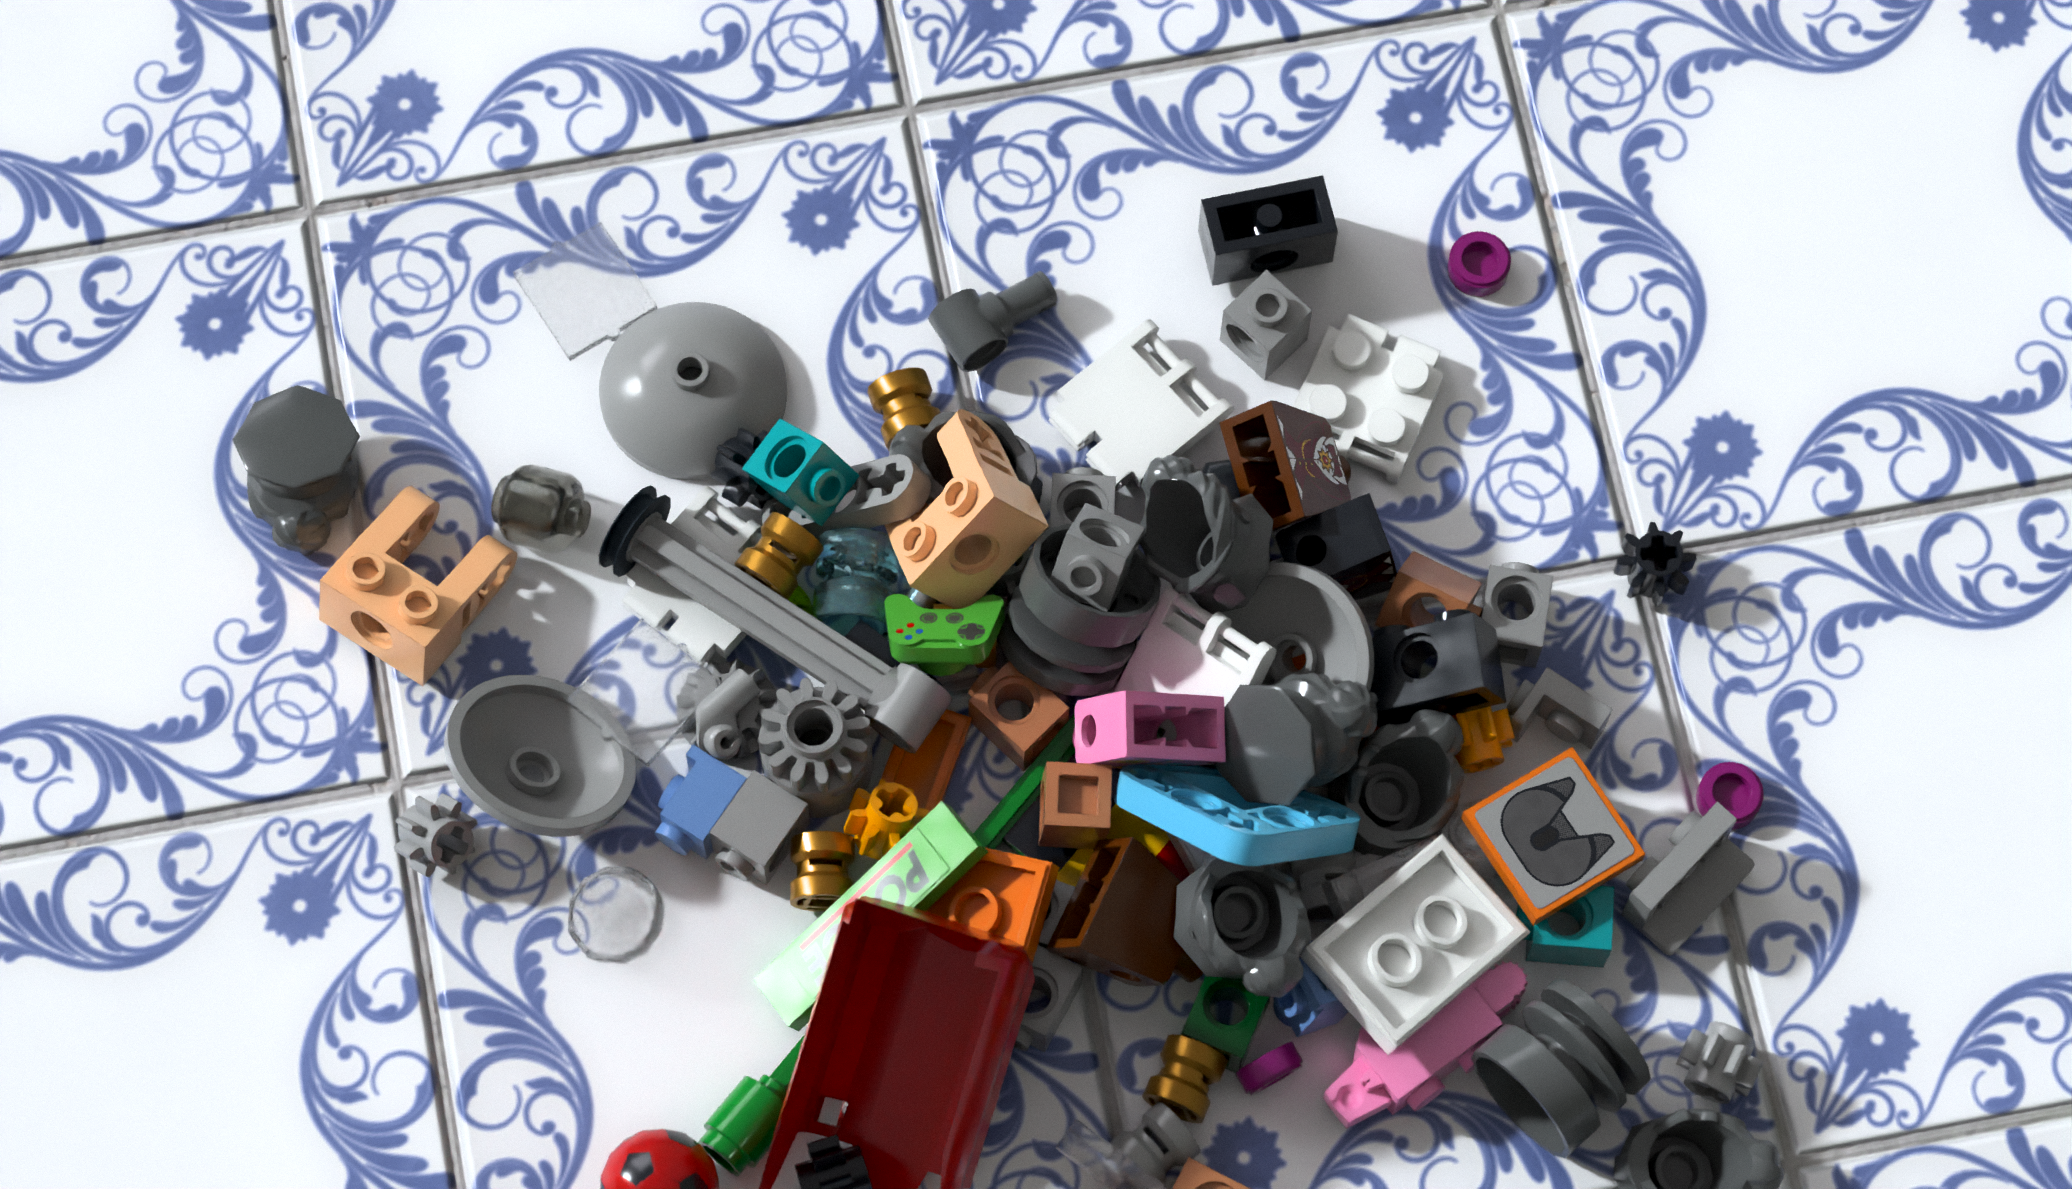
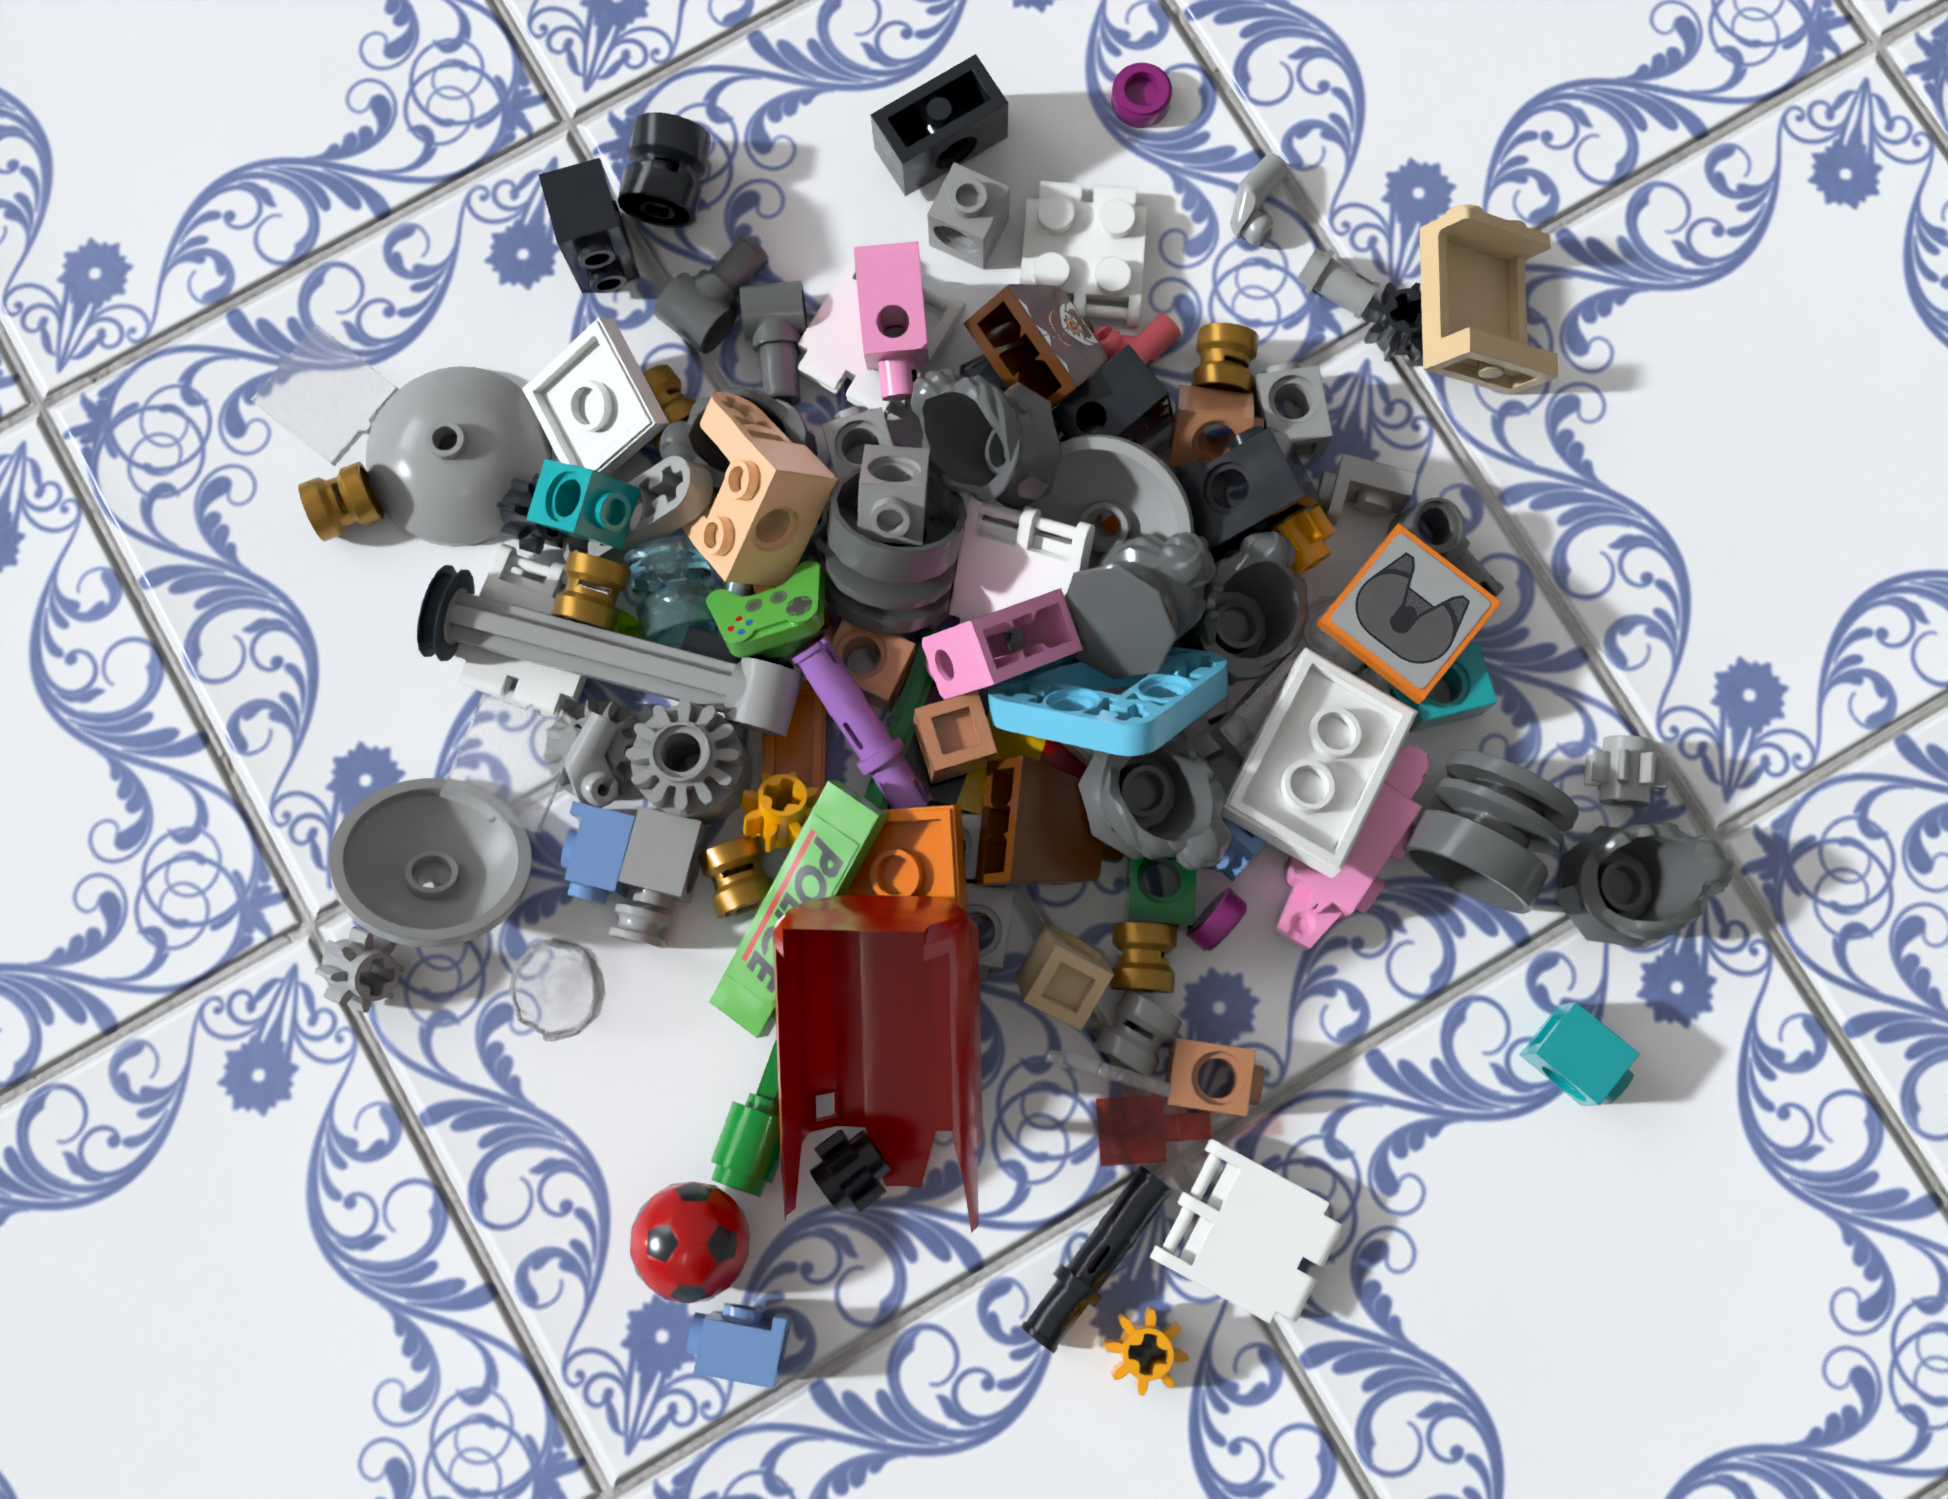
camera: 15 degrees left, 10 degrees up
(299, 465) = (104, 655): dark grey piece -> none
(395, 609) = (247, 766): light nougat brick -> none
(540, 508) = (351, 619): clear smoke head -> none
(554, 395) = (340, 501): none -> pearl gold wheel
(713, 886) = (640, 925): none -> light grey bush
(844, 380) = (595, 401): none -> white tile
(896, 218) = (589, 226): none -> black brick
(982, 193) = (665, 168): none -> black wheel
(990, 764) = (847, 705): none -> medium lavender pin
(1041, 363) = (774, 323): none -> dark grey pin
(1101, 1065) = (1064, 976): none -> tan brick
(1157, 374) = (888, 298): none -> bright pink torso
(1395, 505) = (1147, 344): none -> coral arm
(1468, 540) = (1225, 357): none -> pearl gold wheel
(1552, 392) = (1258, 184): none -> light grey arm
(1606, 505) = (1337, 282): none -> light grey pin
(1626, 790) = (1448, 538): none -> dark grey pin
(1689, 883) = (1539, 610): light grey bracket -> none
(1734, 788) = (1541, 515): magenta tile -> none
(1735, 568) = (1478, 300): none -> tan panel

